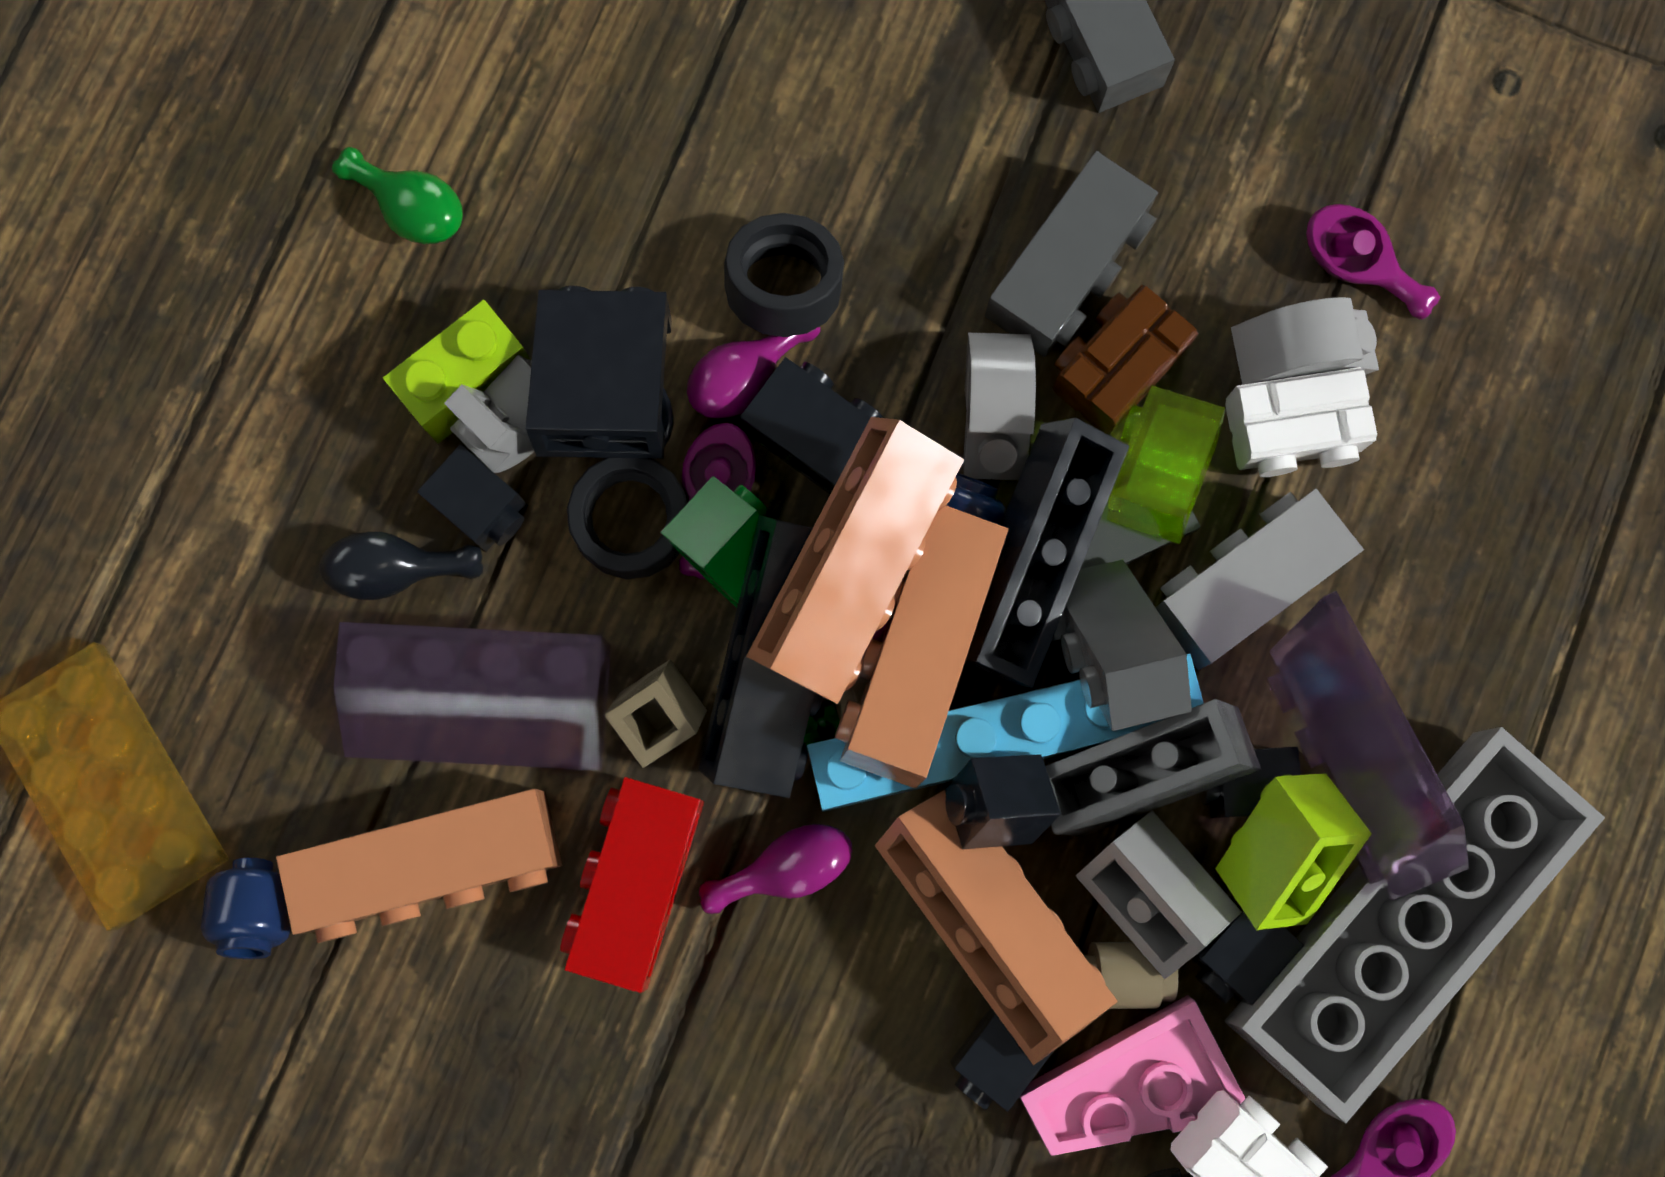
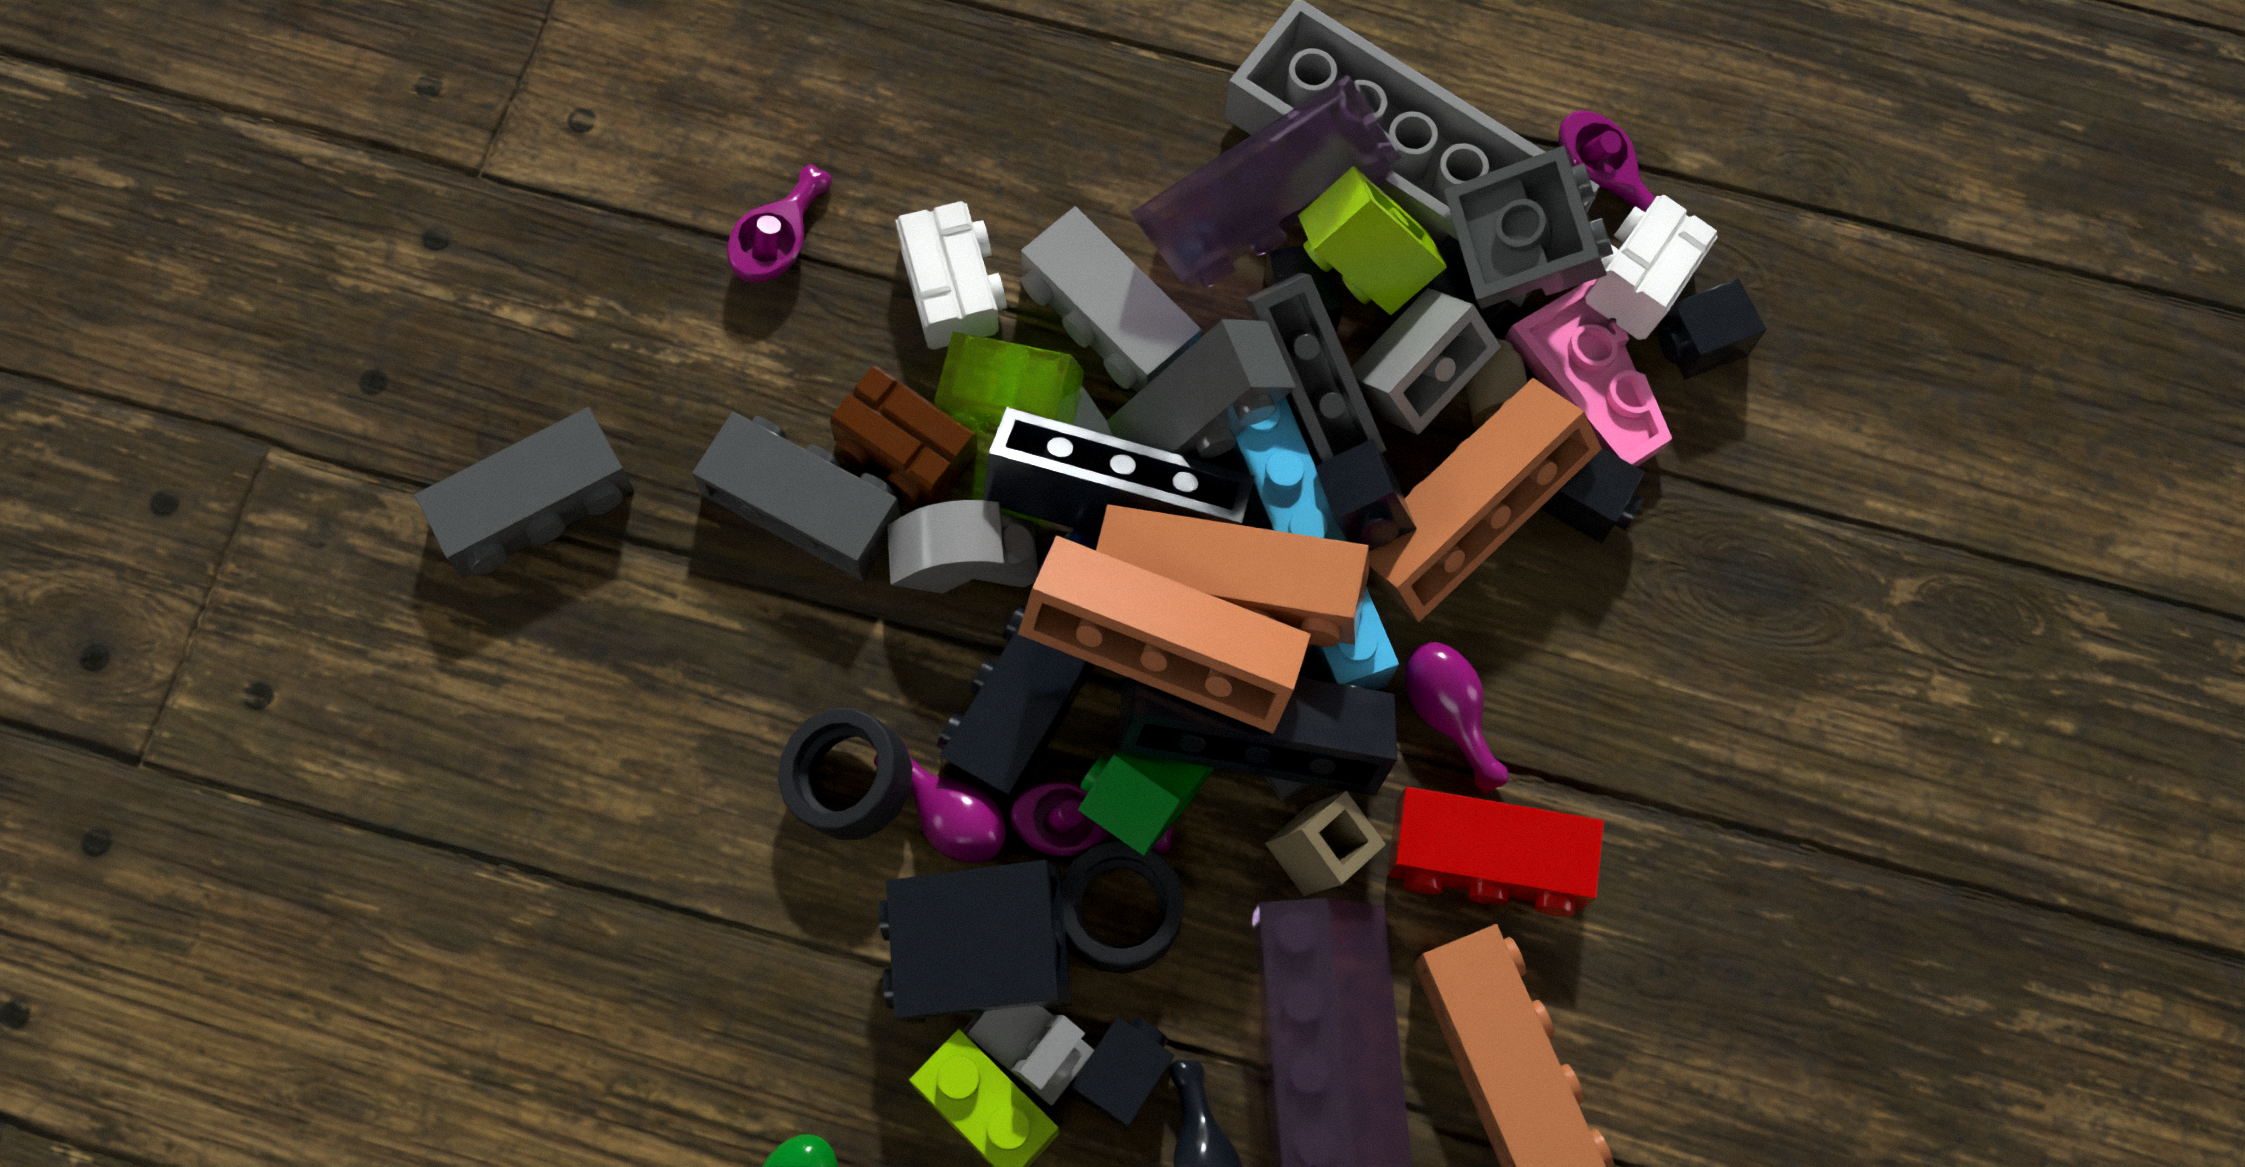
camera: 100 degrees left, 10 degrees down
(1289, 1024) = (1528, 228): none -> dark grey plate
(1305, 341) = (876, 274): light grey brick -> none

